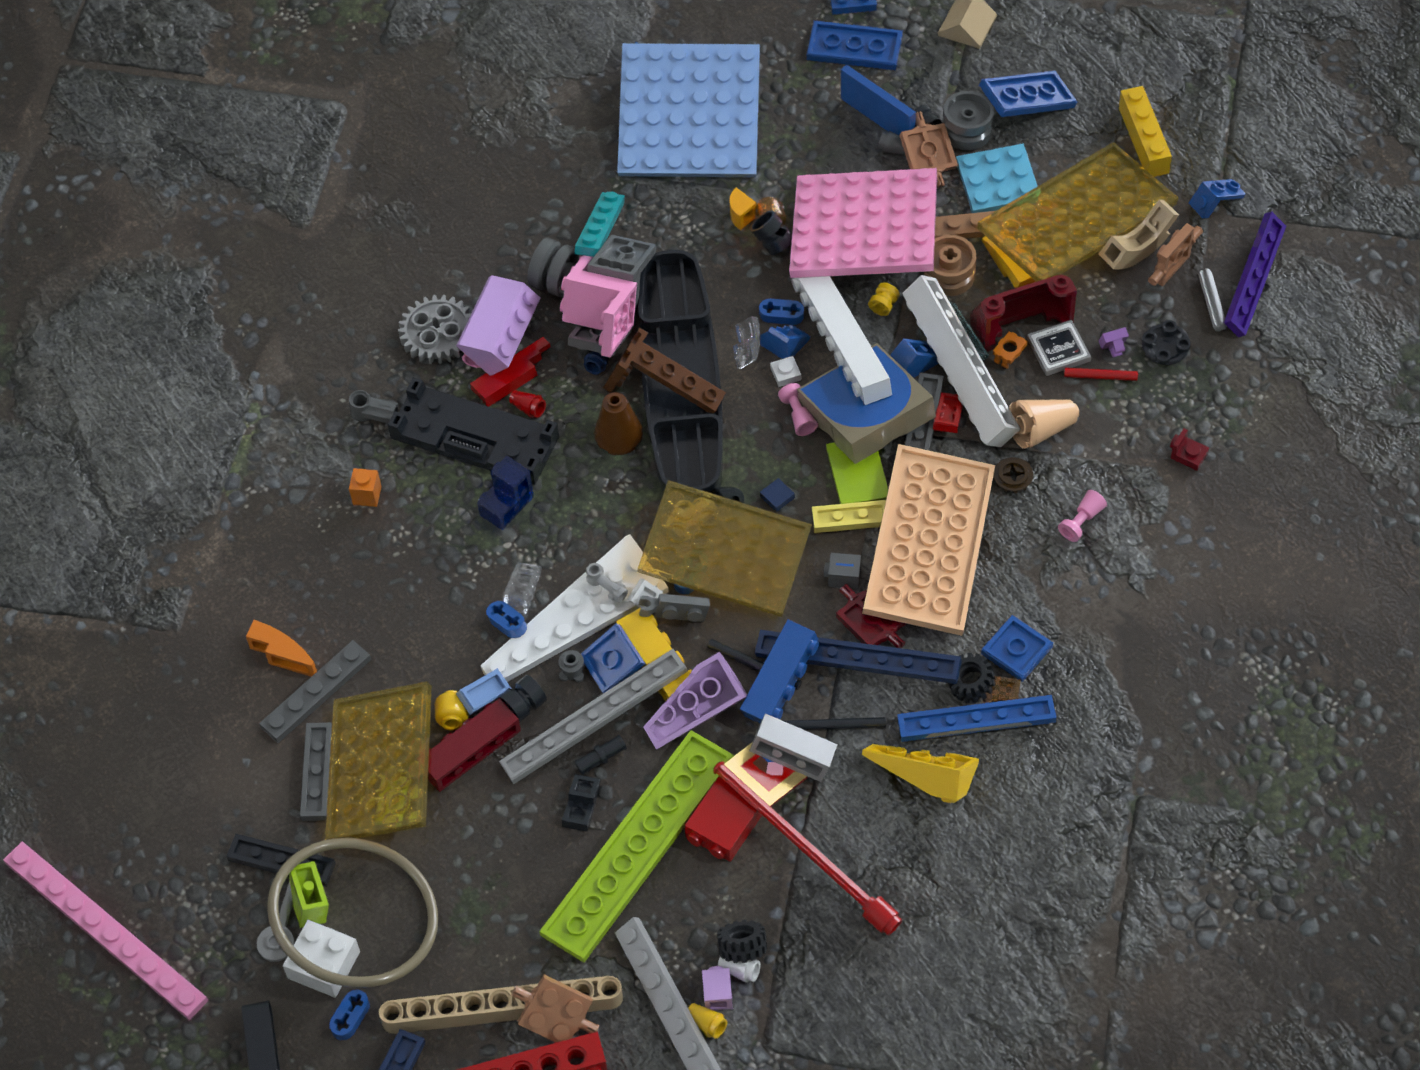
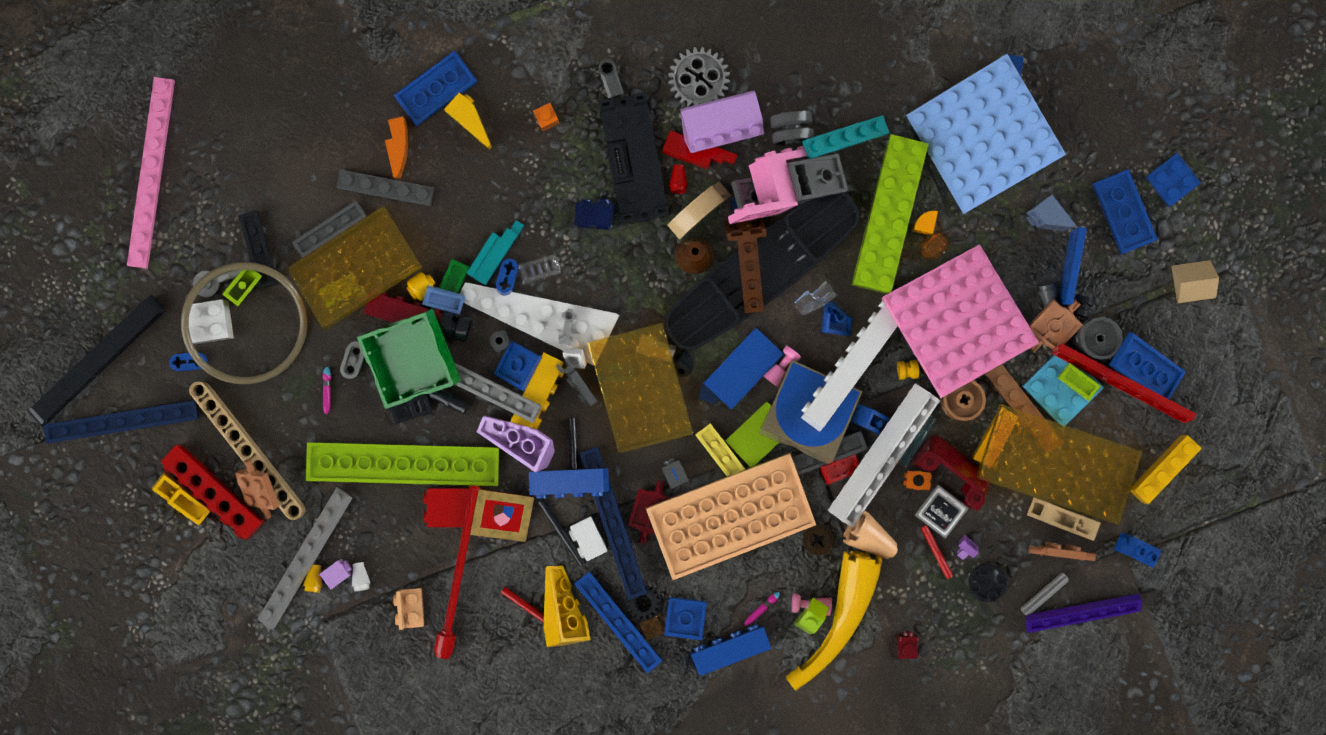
camera: 60 degrees right, 30 degrees up
(249, 581) = (435, 88): none -> blue tile
(306, 563) = (466, 115): none -> yellow slope
(464, 668) = (454, 276): none -> green plate
(471, 622) = (493, 254): none -> teal piece
(482, 831) = (352, 359): none -> light grey plate
(495, 881) = (326, 390): none -> dark pink piece
(523, 756) = (409, 358): none -> green tile
(574, 398) = (698, 209): none -> tan arch
(709, 234) = (889, 214): none -> lime brick
(742, 941) = (365, 579): black tyre -> none
(771, 232) = (913, 260): black wheel -> none
(774, 448) = (743, 368): none -> blue tile
(781, 311) = (861, 301): blue beam -> none
(785, 371) = (810, 337): white plate -> none
(793, 747) = (522, 522): brick -> none
(813, 97) = (1049, 215): none -> sand blue slope
(813, 933) = (409, 607): none -> light nougat bracket
(858, 695) = (589, 538): none -> white brick
(893, 808) = (523, 604): none -> red piece
(1001, 155) = (1078, 381): none -> lime plate
(1029, 121) = (1123, 383): none -> red tile
(1051, 554) = (762, 608): none -> dark pink piece
(1083, 620) = (730, 650): none -> blue brick
(1096, 464) = (855, 591): none -> yellow brick
(1097, 518) = (812, 616): none -> lime slope

